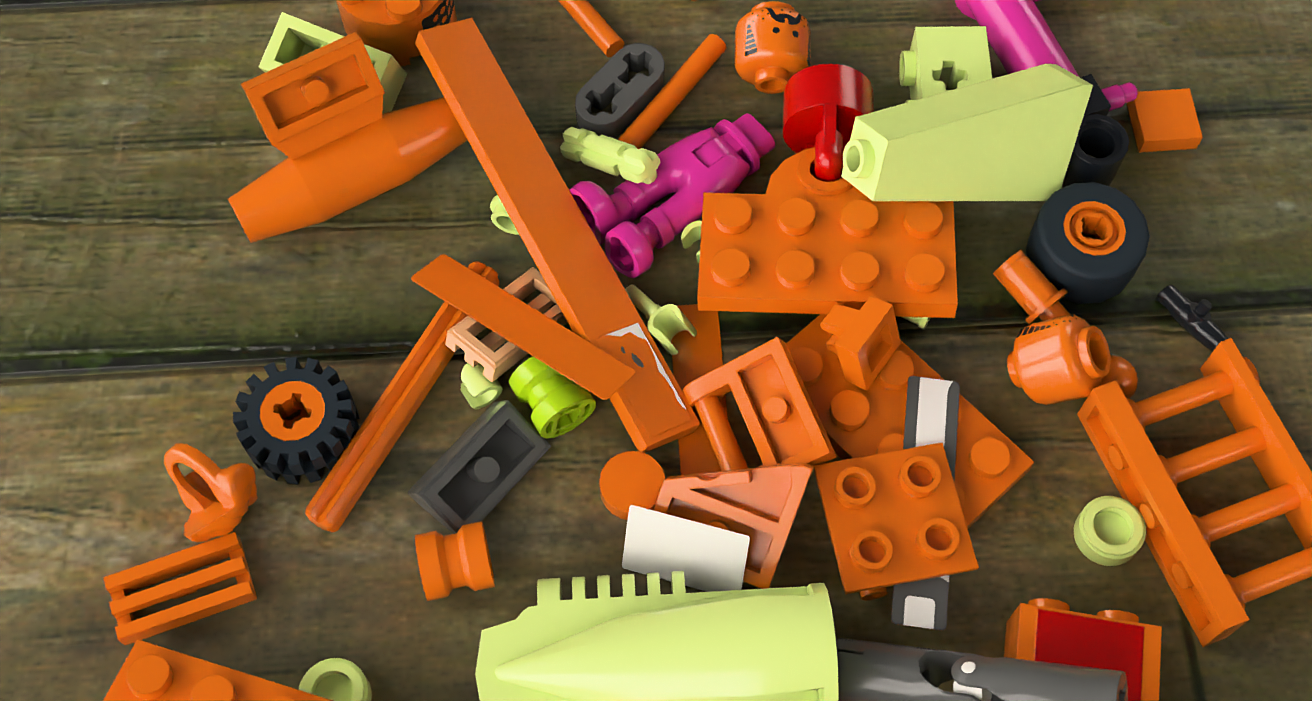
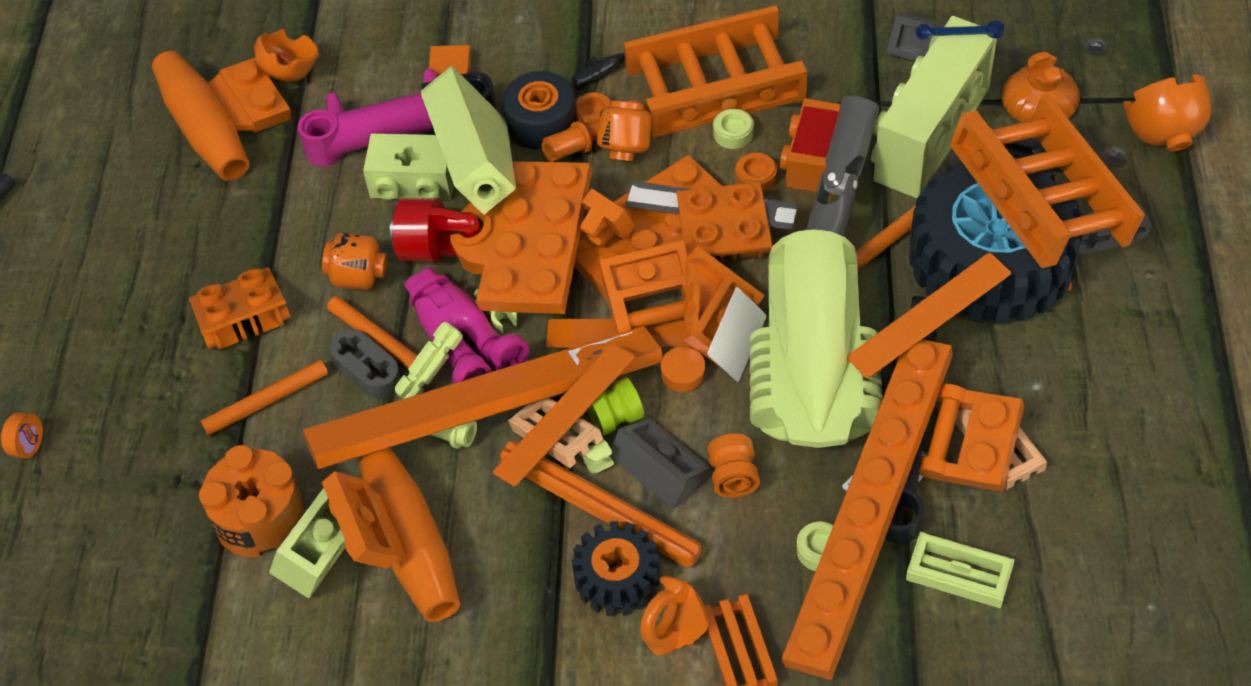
camera: 80 degrees left, 10 degrees down
(662, 321) = (563, 341): yellowish green hand -> none
(1021, 570) = (756, 168): none -> orange tile
(1115, 316) = (589, 107): none -> orange tile

